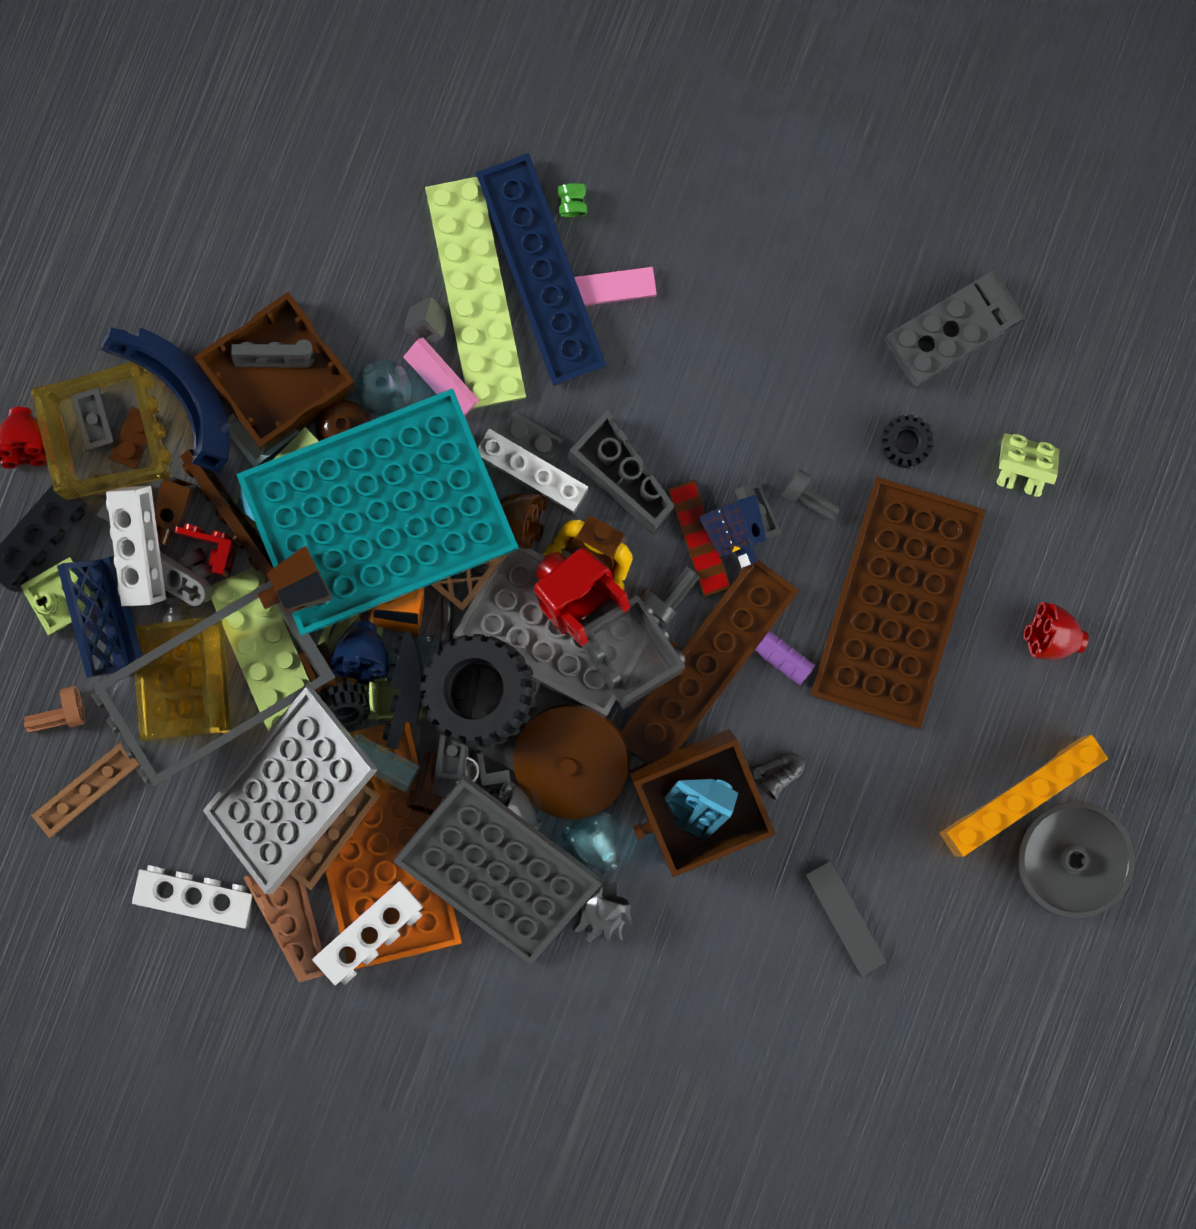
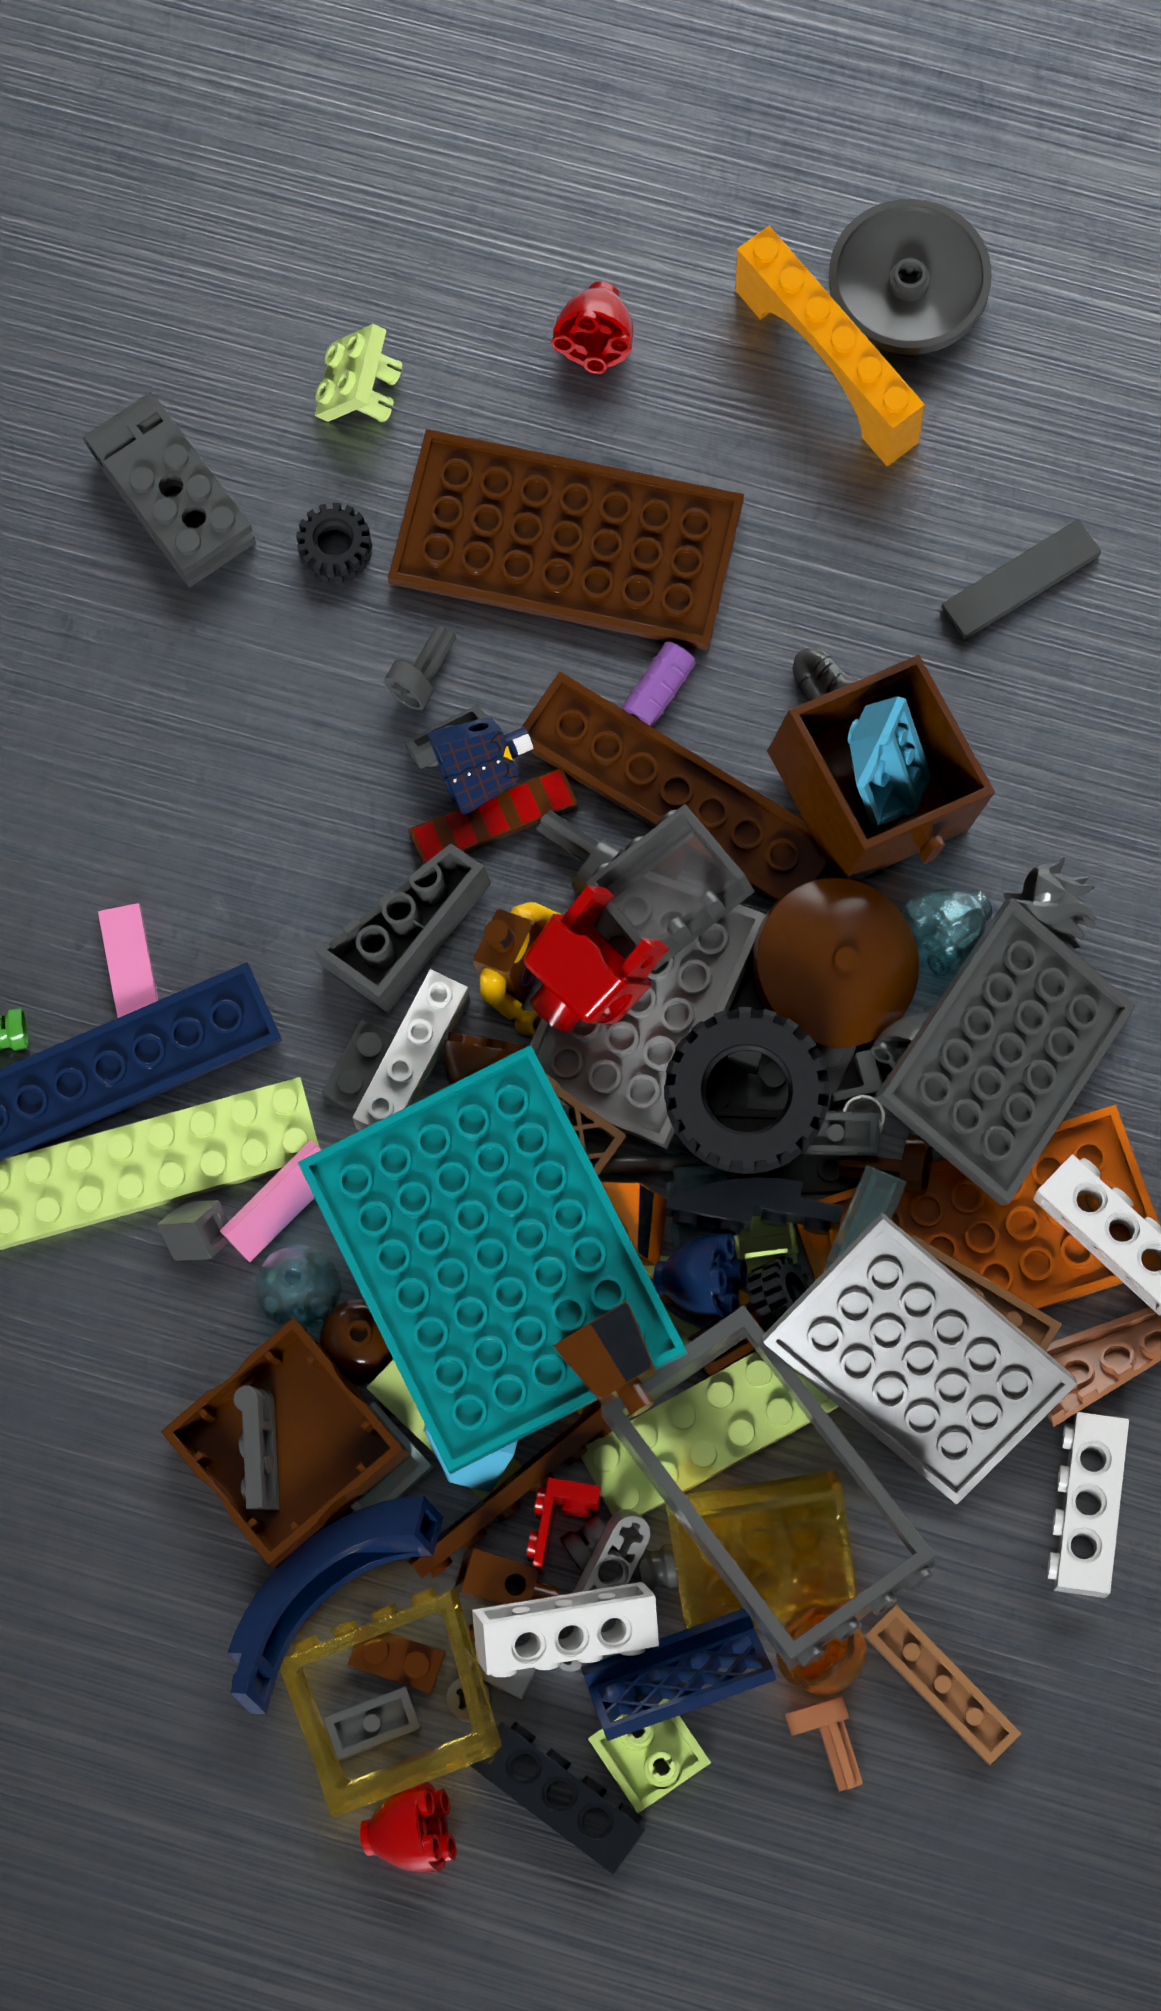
camera: 85 degrees left, 10 degrees down
(95, 718) = (836, 1667): none -> clear orange cylinder

